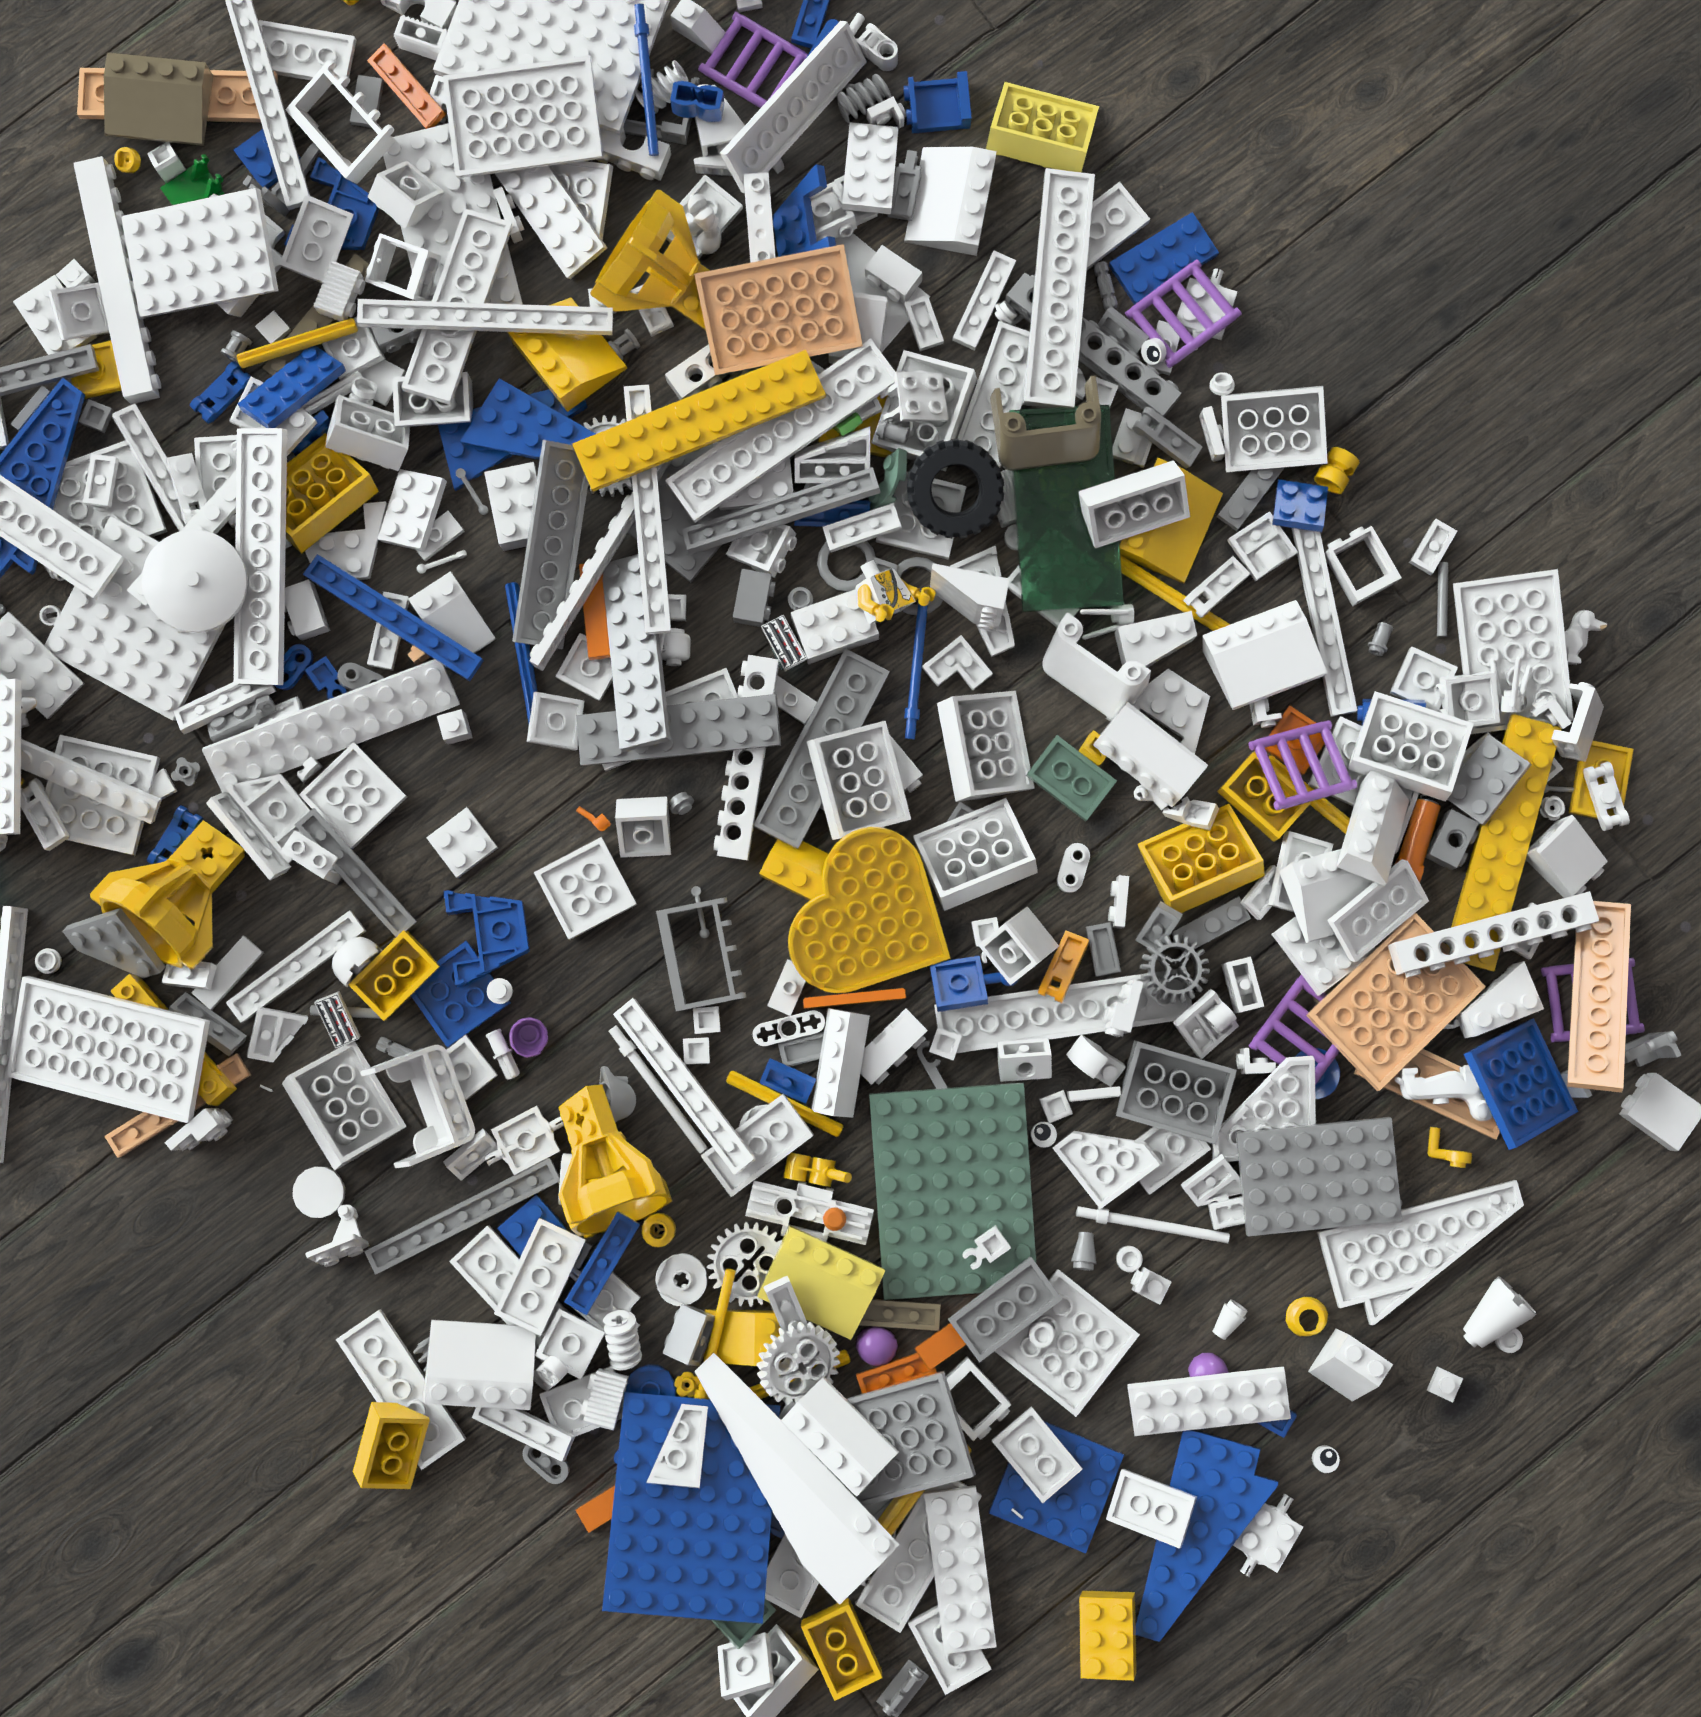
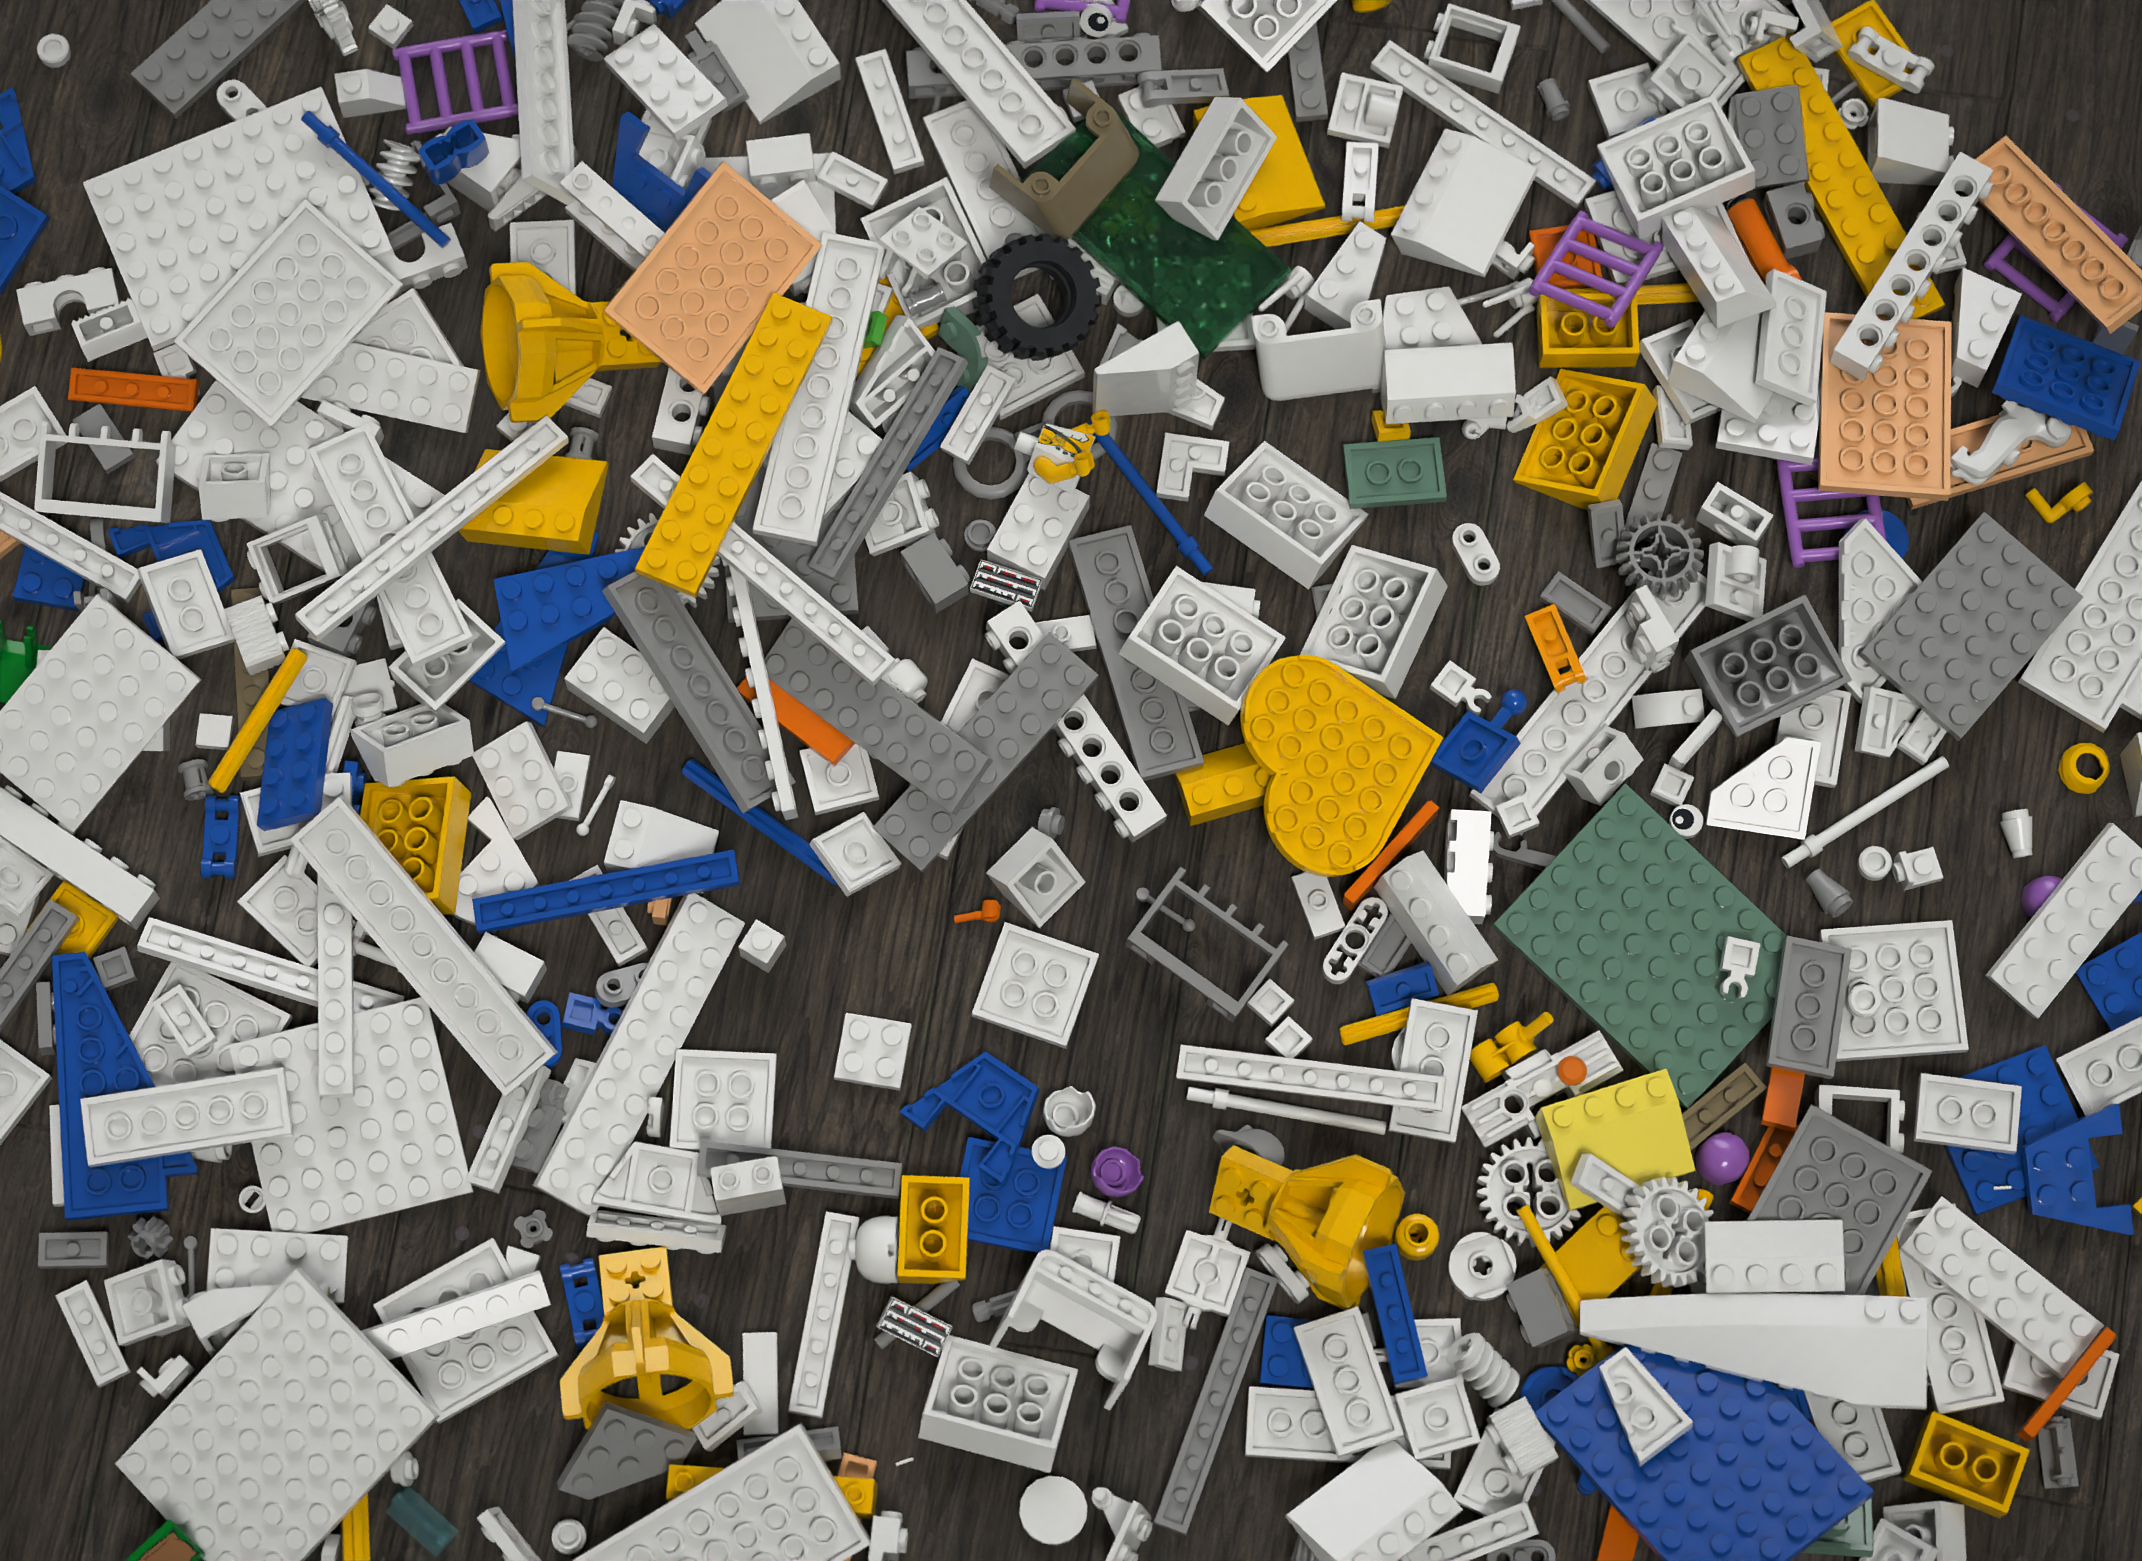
camera: 45 degrees left, 10 degrees down
(42, 816) = (445, 1395): white plate -> none
(186, 484) = (278, 951): white plate -> none
(195, 581) = (382, 1023): white dish -> none
(272, 1032) = (862, 1398): white wing -> none
(534, 978) = (1069, 1111): none -> white hair
(549, 1373) = (1448, 1460): white beam -> none
(702, 219) = (563, 254): white piece -> none
(939, 1660) = (2066, 1385): none -> orange tile
(1005, 312) = (921, 105): white plate -> none
(1018, 945) = (1497, 664): white slope -> none
(1057, 1539) = (2062, 1178): none -> blue wing
(1117, 913) = (1541, 536): white plate -> none
(1213, 434) = (1221, 49): white plate -> none
(1245, 735) = (1516, 293): none -> white plant
(1259, 1065) = (1816, 581): white bracket -> none
(1300, 505) = (1364, 43): plate -> none

